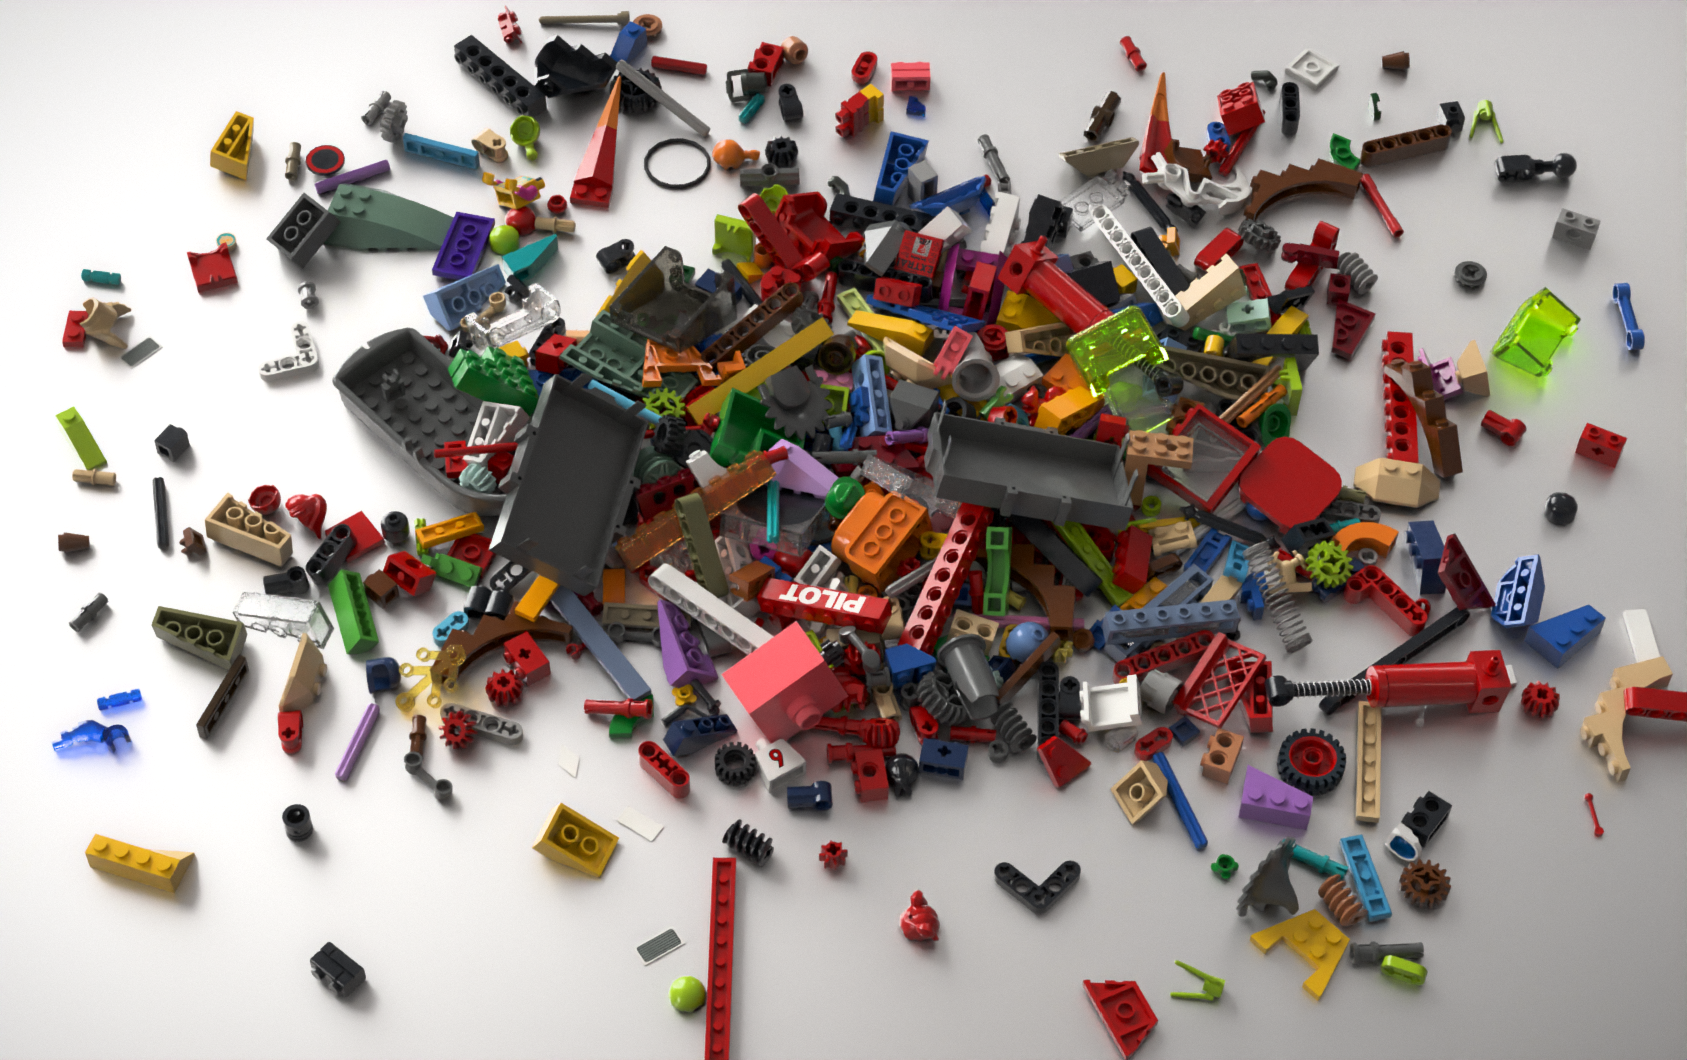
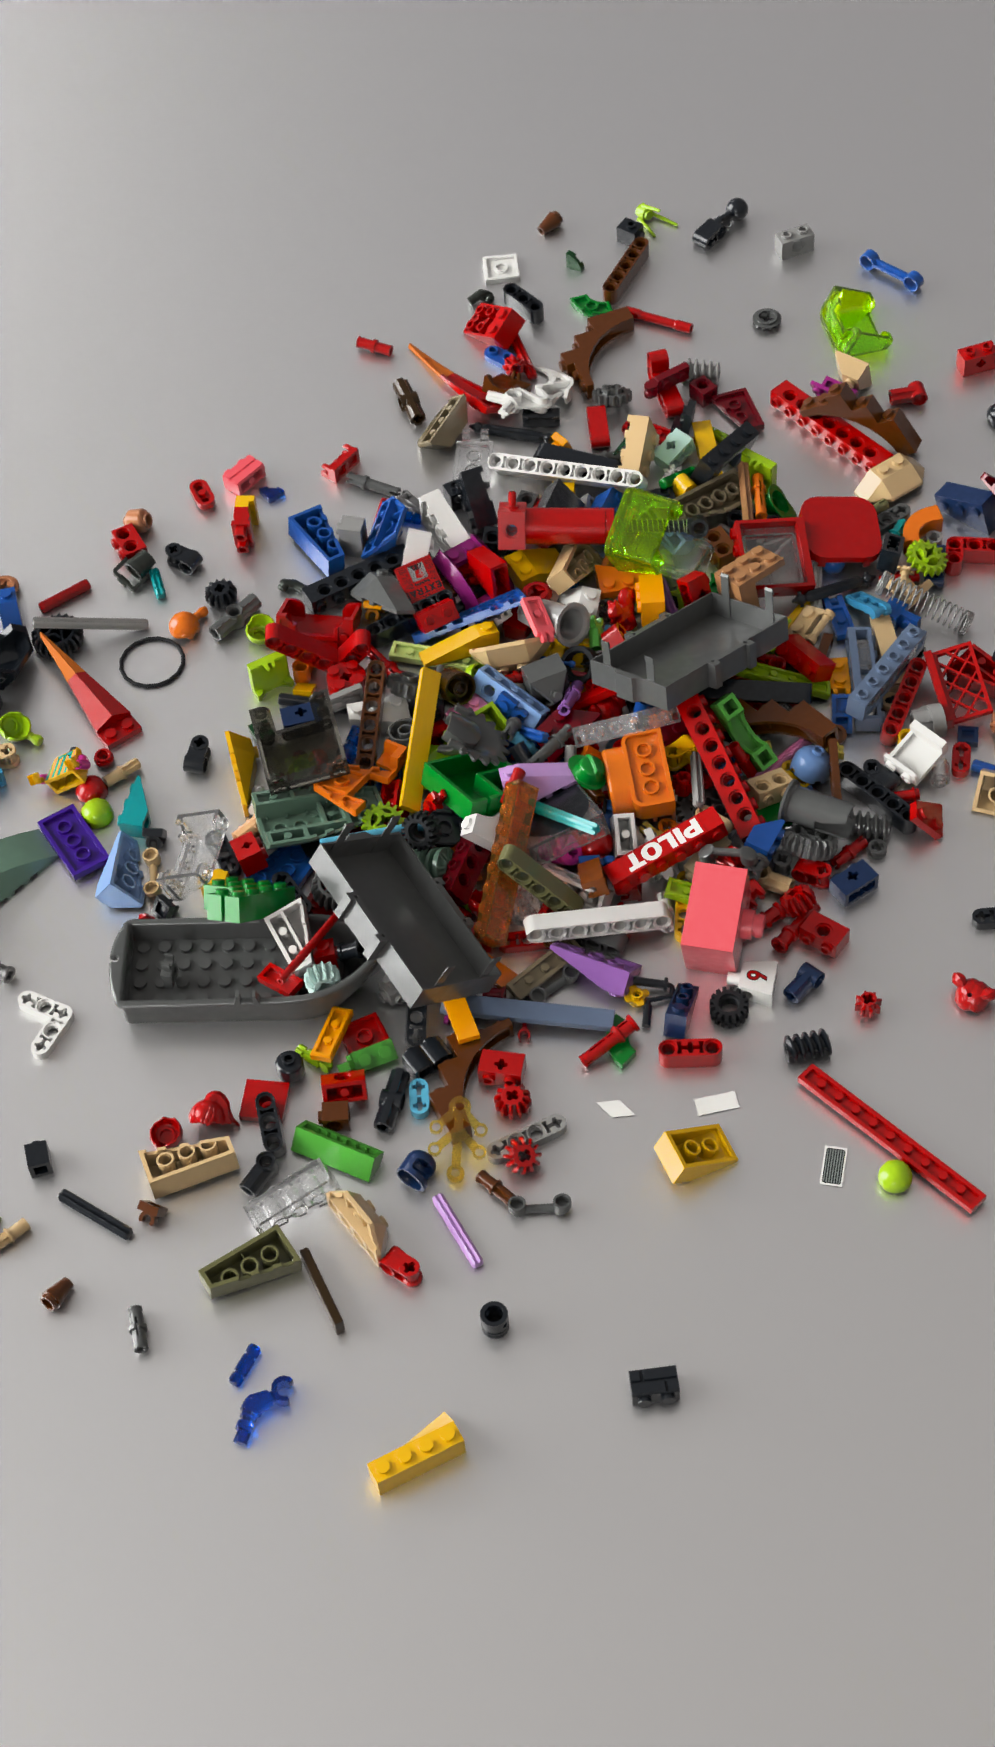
camera: 40 degrees left, 0 degrees up
(430, 612) = (392, 1100): none -> black piece
(751, 296) = (346, 696): none -> light grey tile
(901, 772) = (841, 912): black piece -> none
(991, 126) = (342, 464): none -> red hinge

